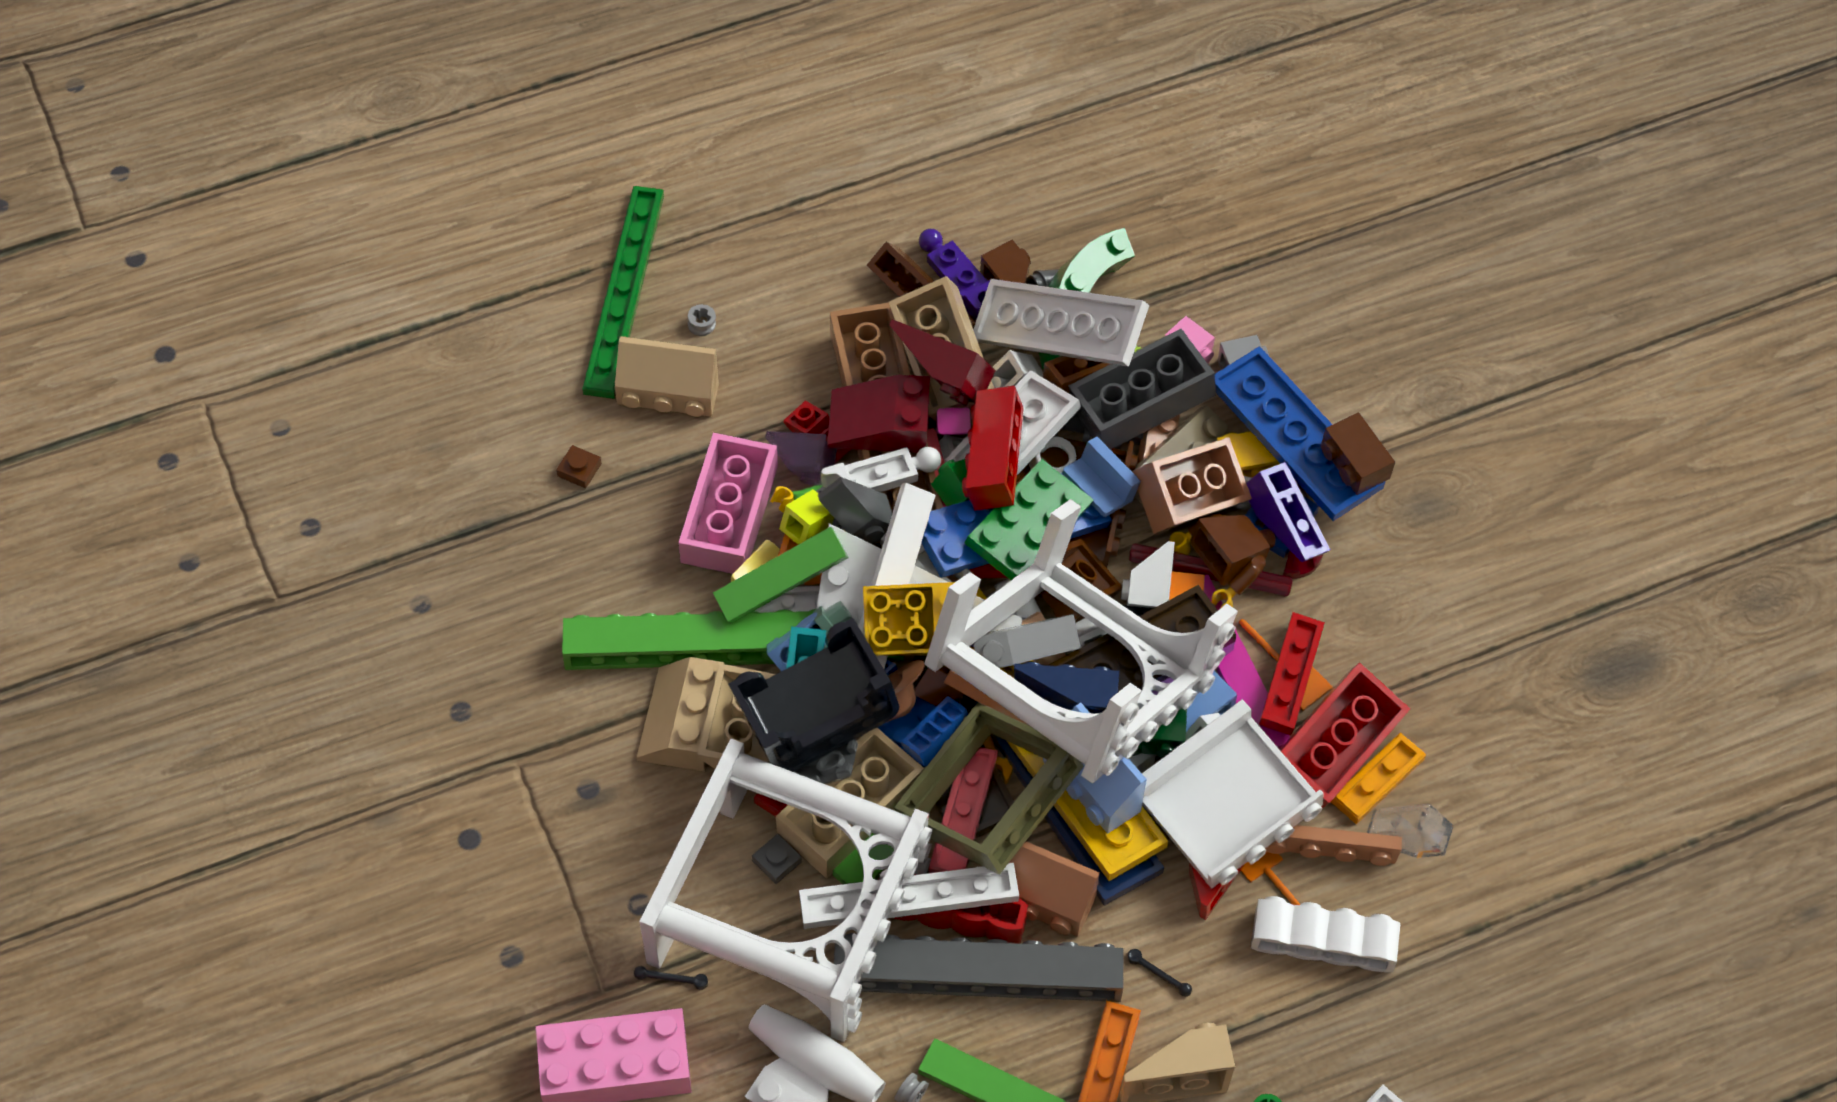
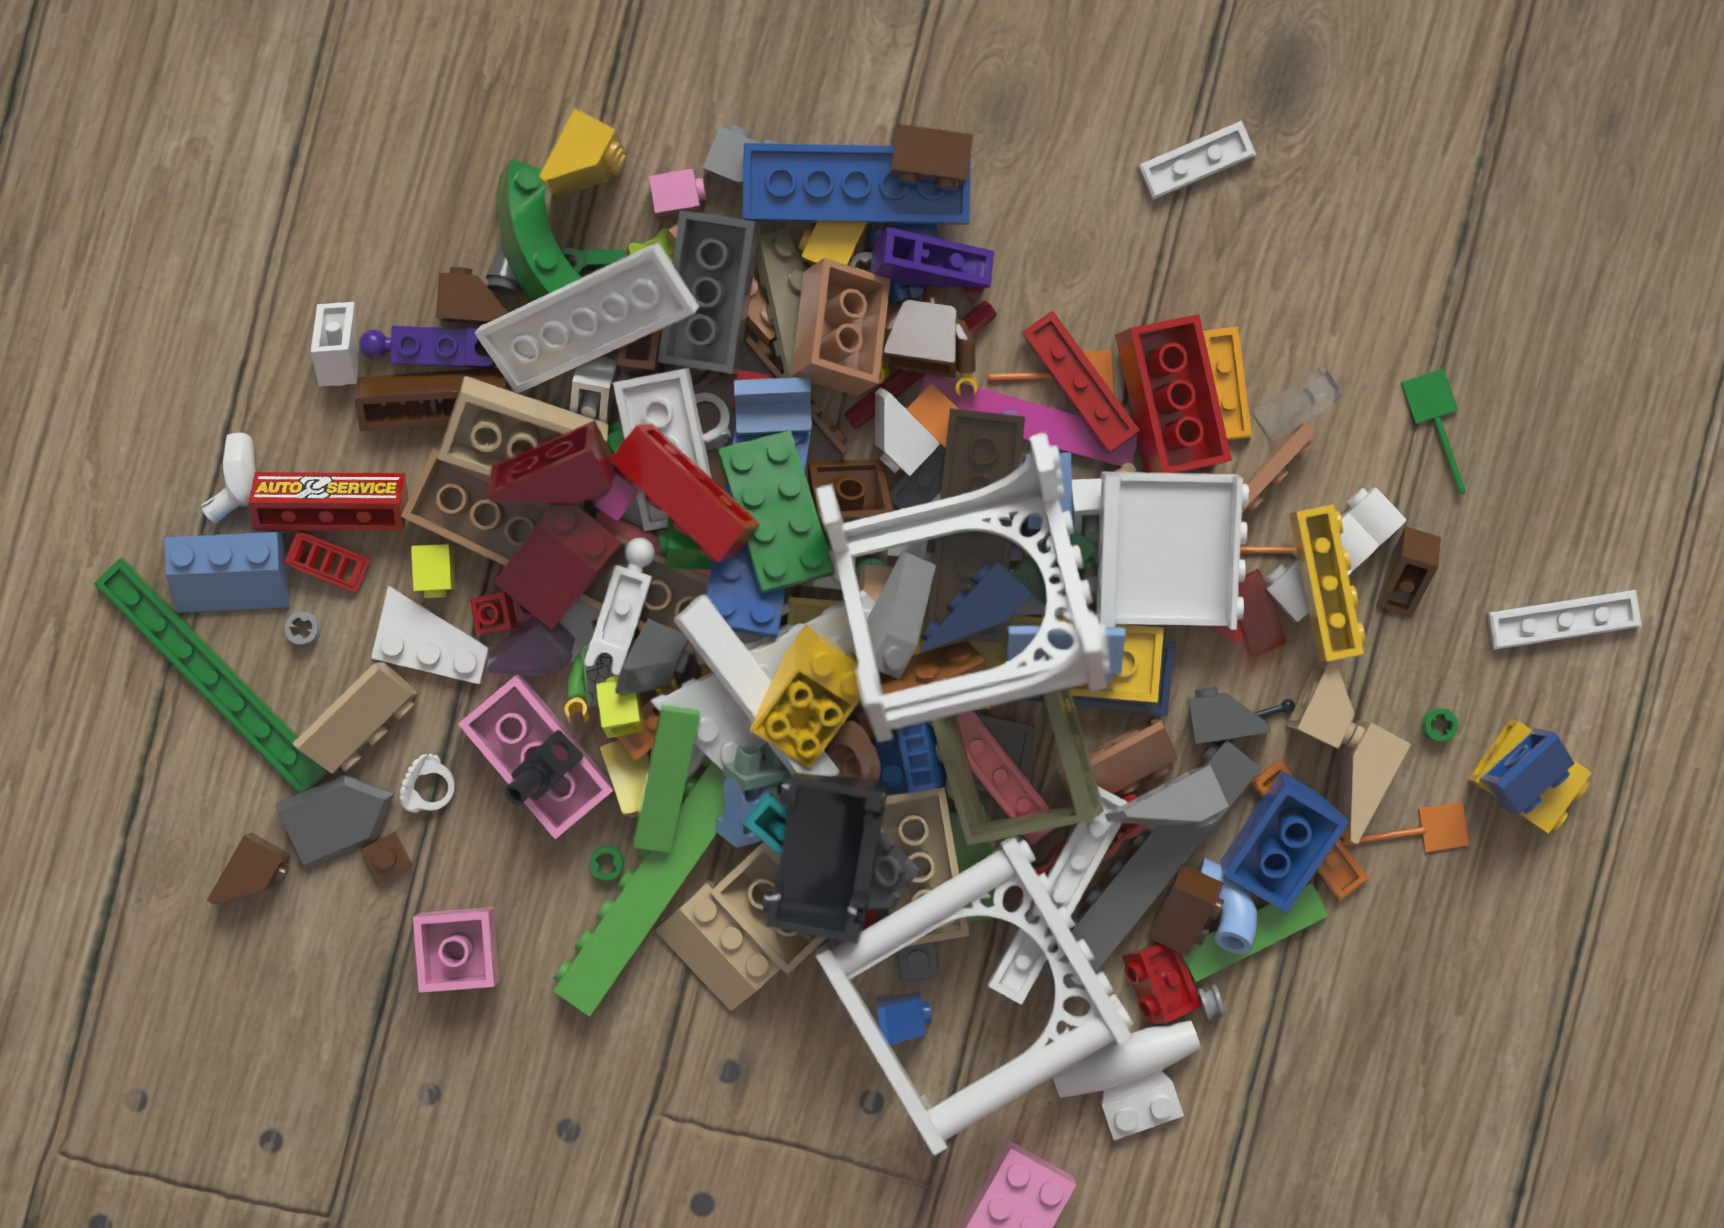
camera: 50 degrees left, 30 degrees up
(502, 387) = (251, 869): none -> reddish brown slope
(546, 541) = (456, 949): none -> bright pink brick
(581, 416) = (334, 818): none -> dark grey tile
(634, 449) = (424, 765): none -> white piece
(684, 593) = (595, 863): none -> green bush
(706, 250) = (227, 571): none -> medium blue slope
(723, 493) = (541, 770): none -> black bracket
(724, 865) = (903, 1017): none -> blue slope
(752, 394) = (423, 641): none -> white wing
(758, 284) = (297, 548): none -> red slope
(774, 220) = (238, 474): none -> white arm
(800, 271) = (328, 501): none -> red brick
(808, 365) = (433, 569): none -> neon yellow brick
(899, 1041) = (1161, 983): none -> red bracket
(909, 217) = (335, 344): none -> white slope
(969, 1009) = (1186, 909): none -> reddish brown brick
(1005, 1043) = (1237, 914): none -> light blue cylinder
(1045, 925) = (1179, 802): none -> light grey slope
(1080, 1039) = (1283, 842): none -> blue slope
(1137, 933) = (1222, 717): none -> dark grey slope
(1161, 263) = (583, 156): none -> yellow slope
(1205, 995) = (1324, 707): none -> tan slope
(1233, 910) = (1260, 619): none -> clear red slope
(1300, 920) = (1327, 583): none -> yellow brick
(1360, 998) = (1409, 571): none -> reddish brown slope
(1498, 928) = (1428, 399): none -> green piece
(1513, 650) = (1197, 160): none -> white tile

